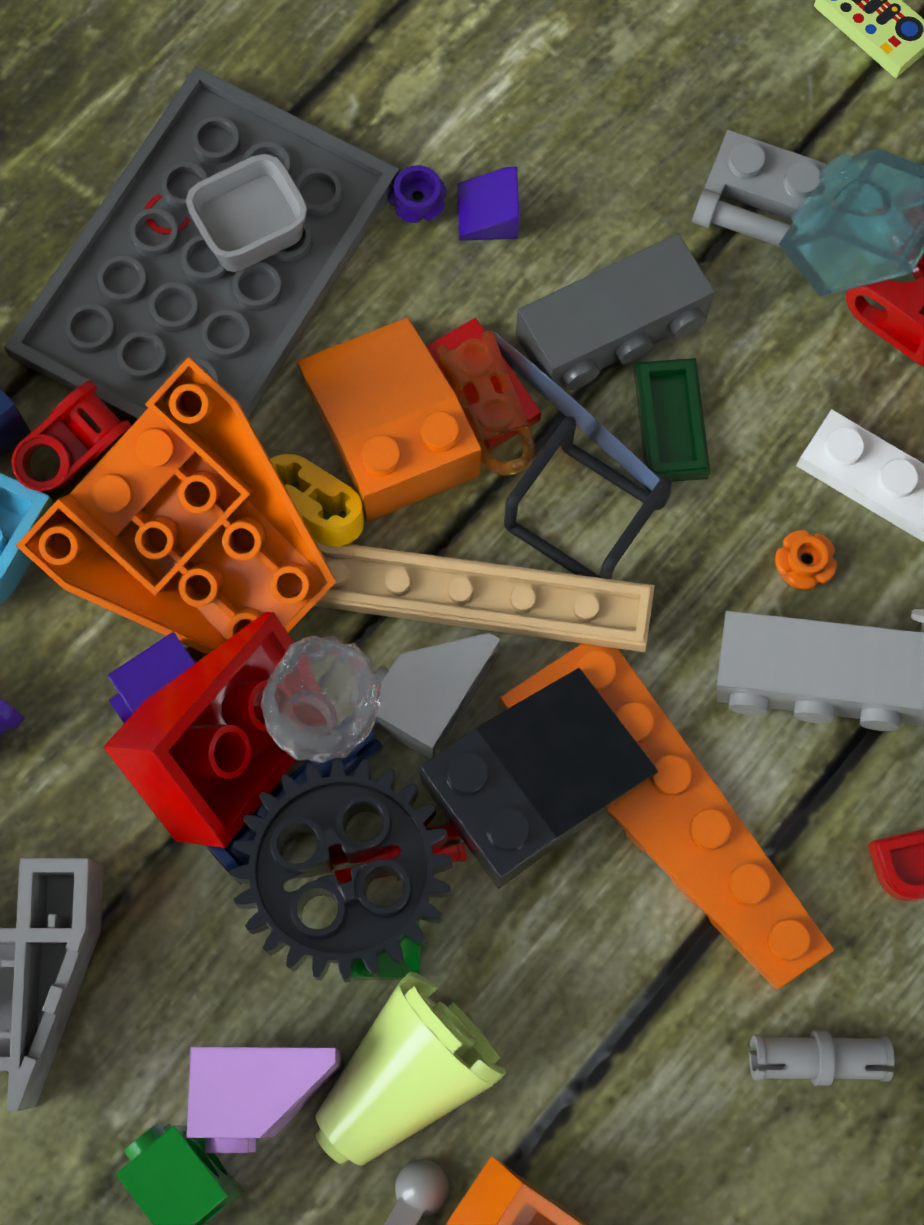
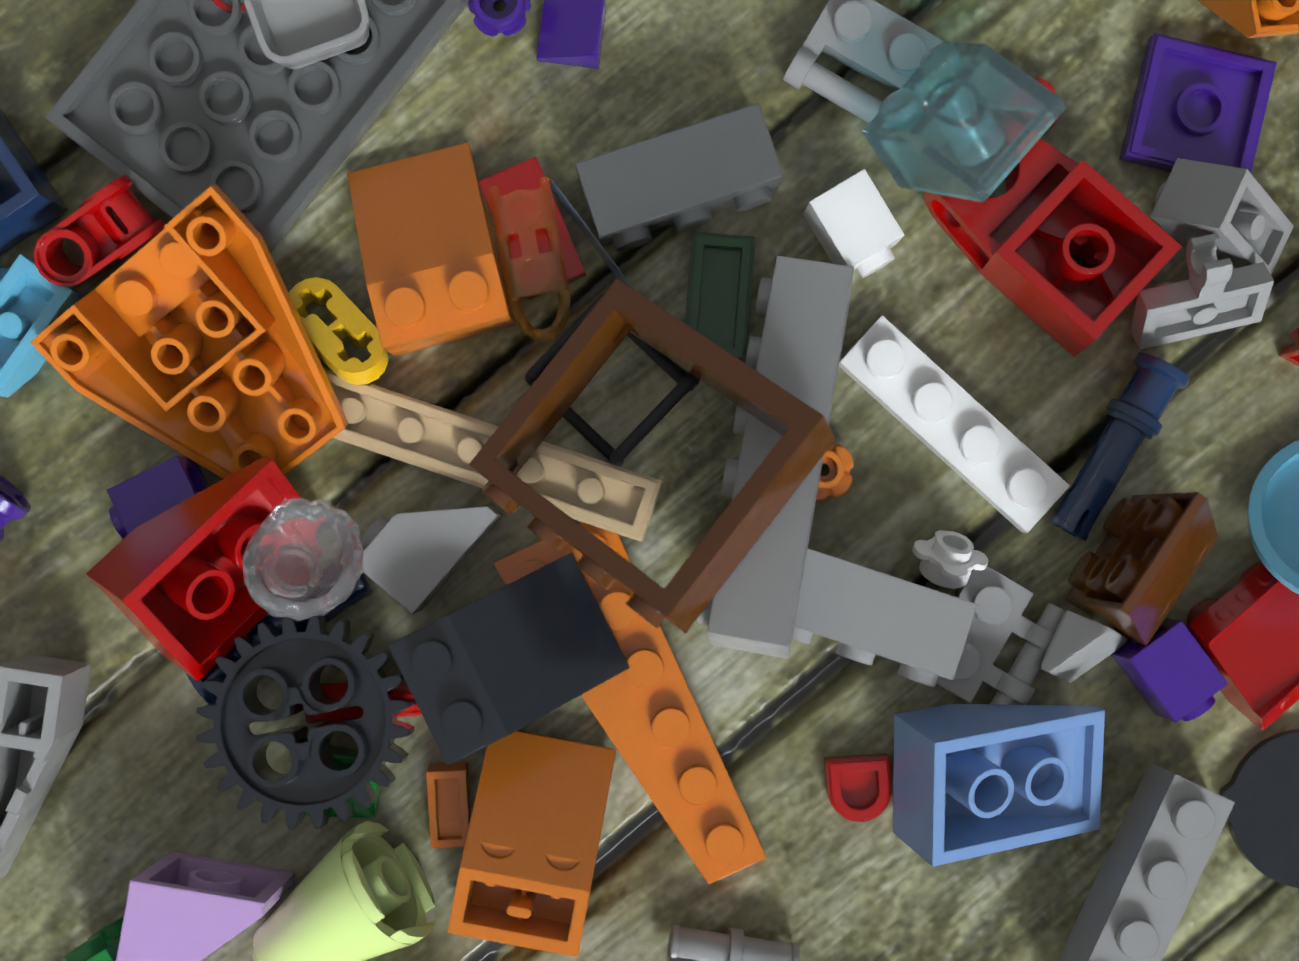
camera: 10 degrees right, 15 degrees up
(495, 954) = (448, 804): none -> orange piece
(594, 966) = (533, 843): none -> orange slope
(676, 451) = (722, 549): none -> reddish brown window
(770, 546) = (800, 353): none -> light grey brick
(787, 332) = (854, 224): none -> white brick

